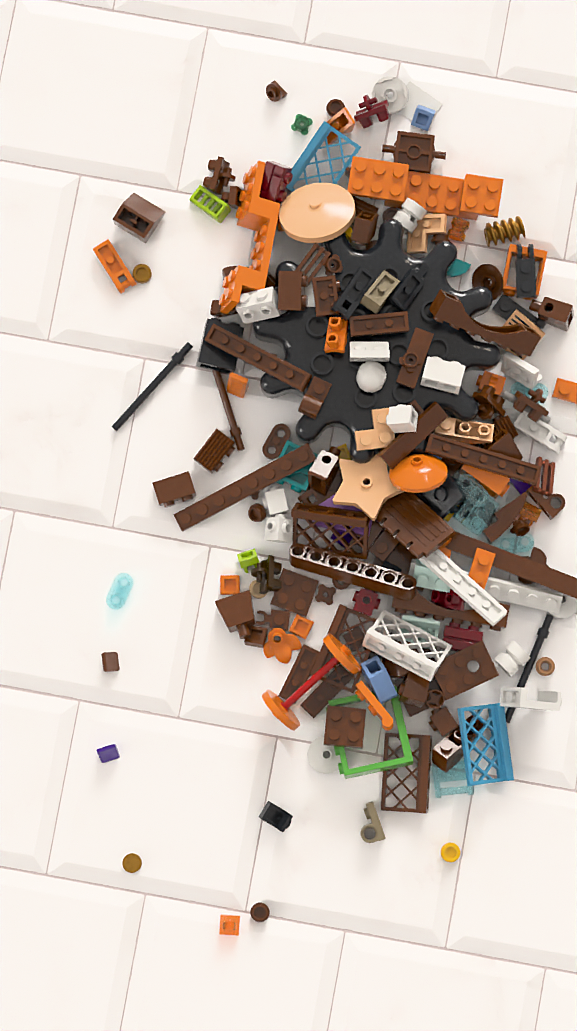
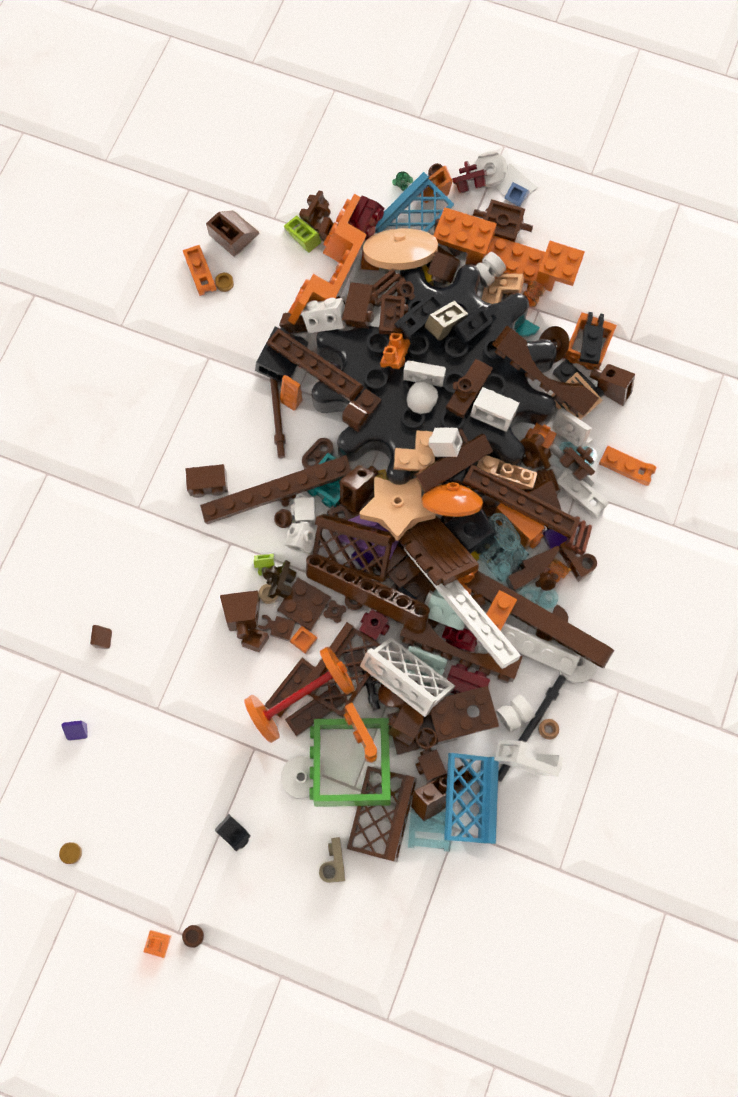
camera: 10 degrees right, 10 degrees down
(120, 591) = (127, 568): clear light blue plate -> none
(177, 358) = (239, 362): black bar -> none
(214, 451) = (254, 452): reddish brown brick -> none
(229, 584) = (240, 583): orange tile -> none
(275, 91) = (384, 150): reddish brown plate -> none
(281, 648) = (278, 657): orange plate -> none
(344, 727) = (325, 749): reddish brown plate -> none
(378, 679) = (370, 706): medium blue slope -> none
(379, 324) = (439, 349): reddish brown plate -> none
(450, 852) = (412, 911): yellow tile -> none
(459, 560) = (479, 599): none -> reddish brown plate
(504, 230) = (578, 301): pearl gold piece -> none

